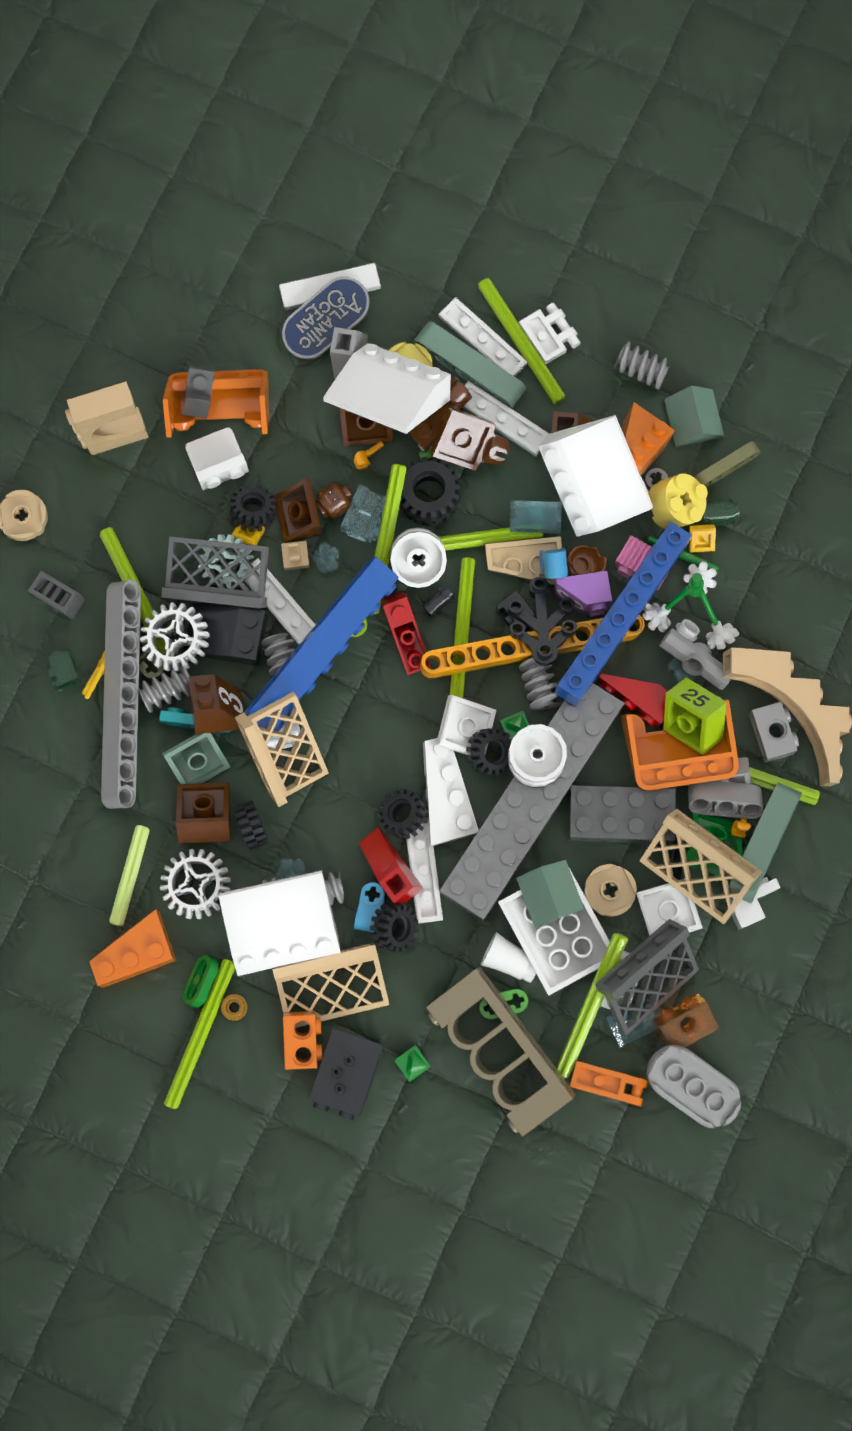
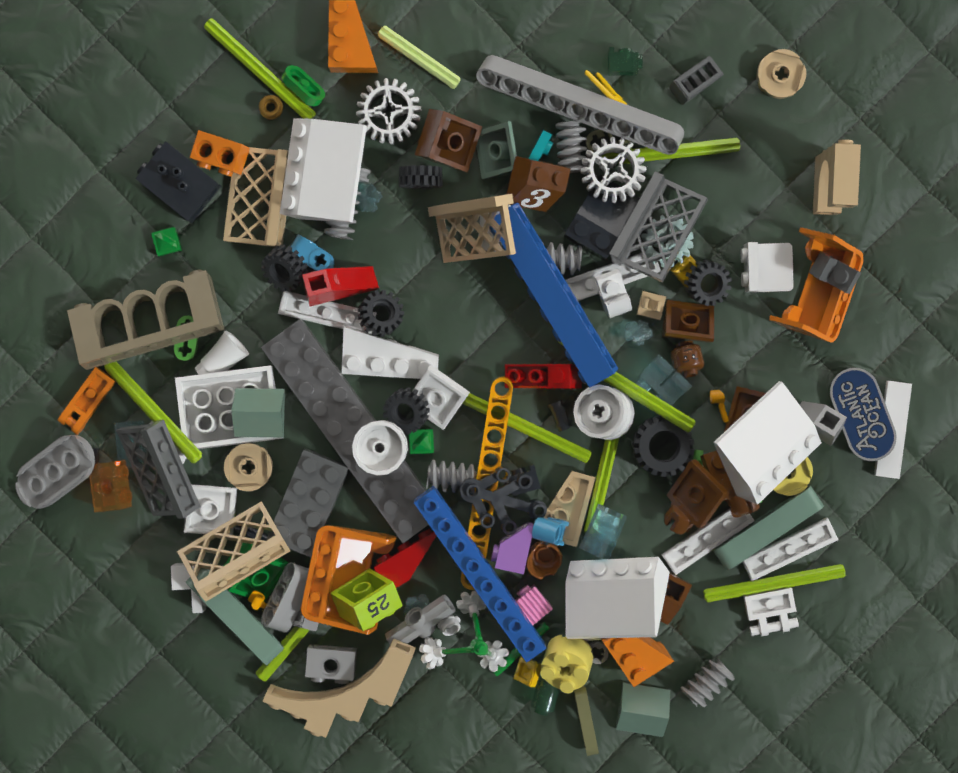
camera: 110 degrees right, 10 degrees up
(298, 591) = (613, 294): none -> white brick

